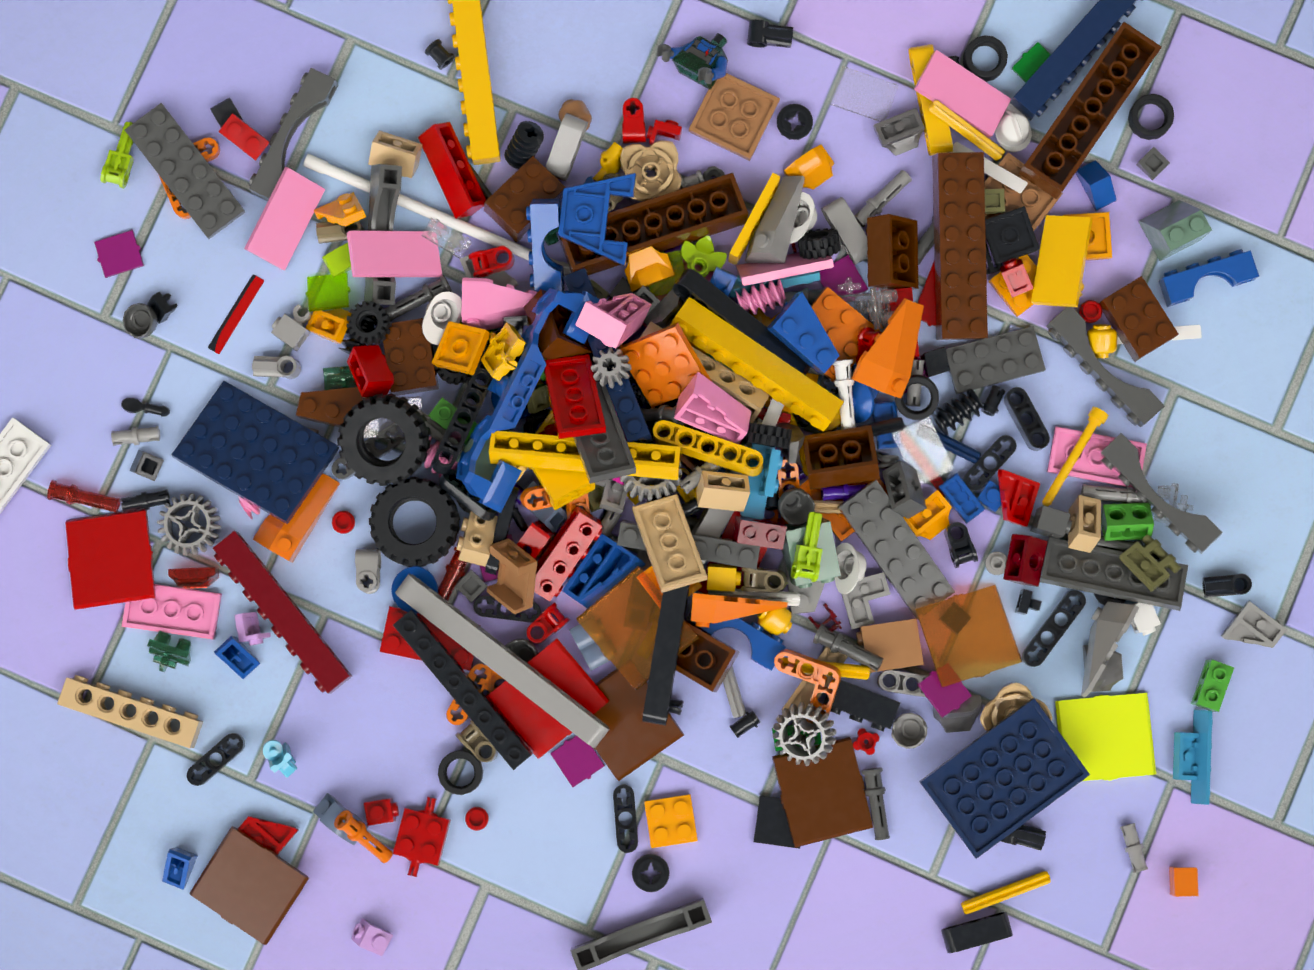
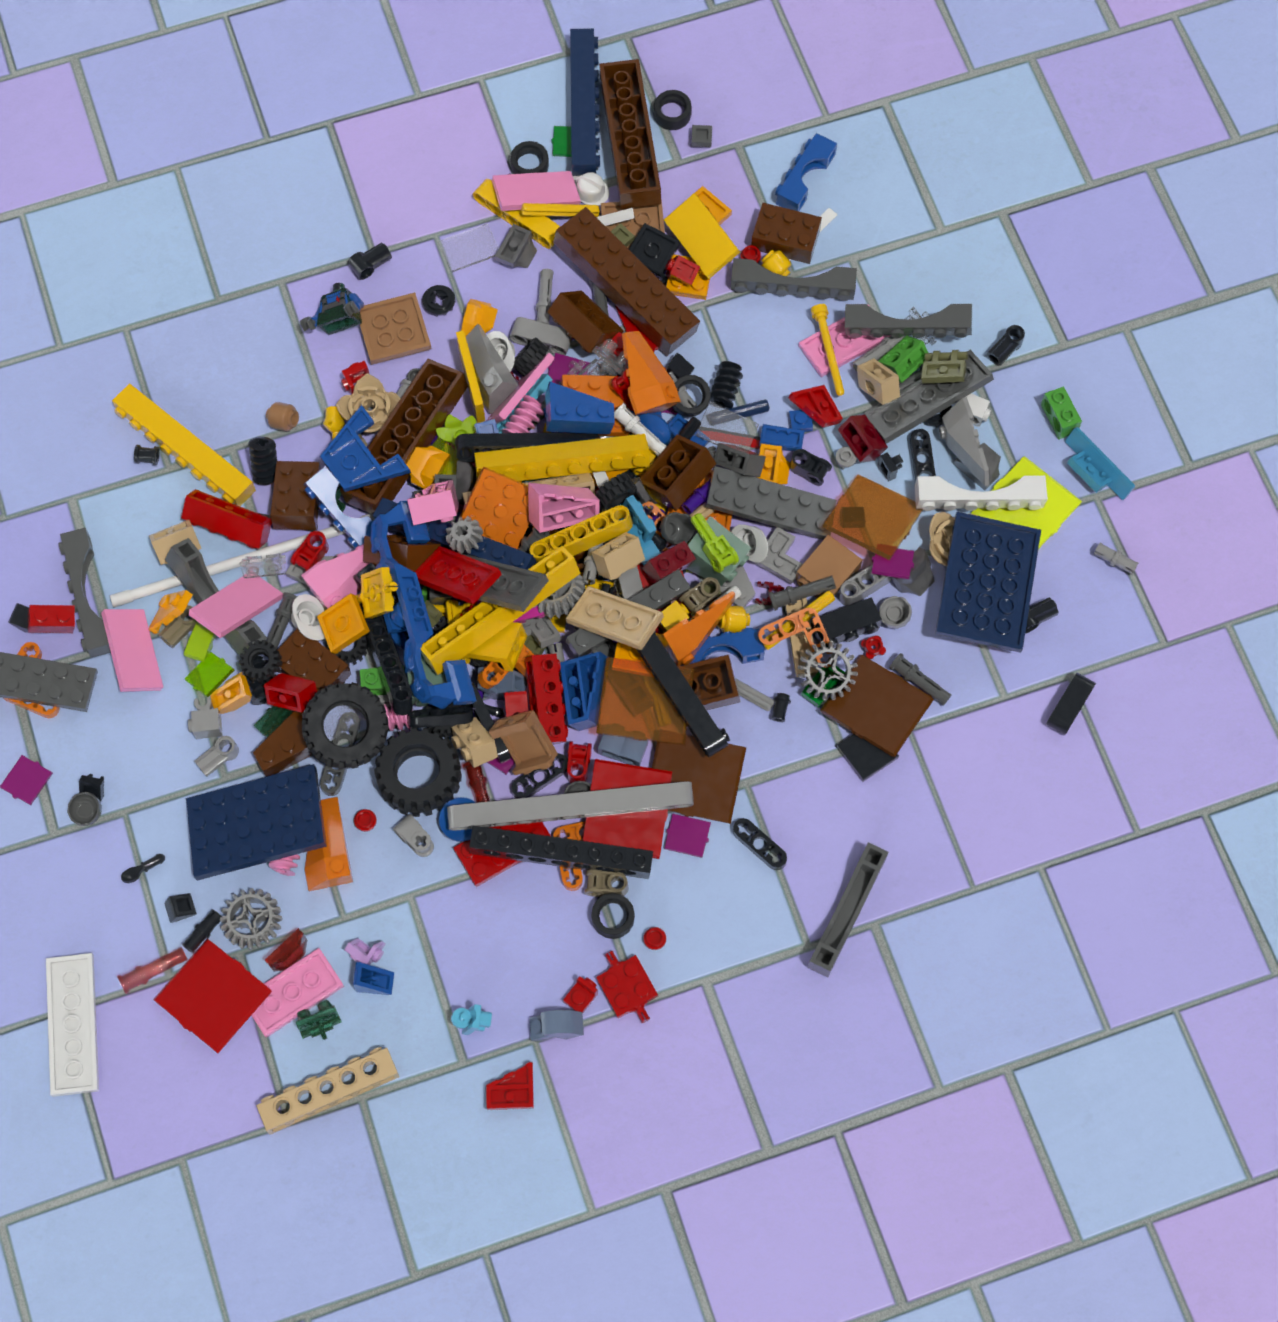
camera: 45 degrees left, 15 degrees down
(135, 435) = (153, 892): light grey pin -> none
(178, 867) = (467, 1170): blue slope -> none
(206, 758) = (432, 1052): black beam -> none
(236, 314) = (153, 748): red sticker -> none
(249, 885) = (533, 1135): reddish brown piece -> none
(282, 612) = (377, 919): dark red brick -> none
(350, 827) = (578, 1016): orange pin -> none
(371, 937) = (657, 1090): lavender bracket -> none
(471, 586) = (500, 782): dark grey plate -> none
(566, 146) = (294, 434): beam -> none
(633, 125) = (326, 386): red piece -> none
(658, 880) = (813, 854): black gear -> none
(670, 821) = (792, 818): light orange plate -> none
(993, 401) = (742, 359): black pin -> none
(995, 360) = (718, 336): dark grey plate -> none
(996, 446) = (783, 393): black beam -> none
(1005, 892) = (1063, 662): yellow axle -> none
(1026, 407) = (769, 345): black beam -> none
(1038, 662) = (936, 493): none -> white arch
(1051, 522) = (855, 398): dark grey brick -> none
(1097, 184) = (679, 177): blue slope -> none
(1174, 228) = (756, 159): sand green slope -> none
(1183, 881) = (1168, 550): orange panel -> none
(1254, 627) = (1050, 356): light grey wing -> none

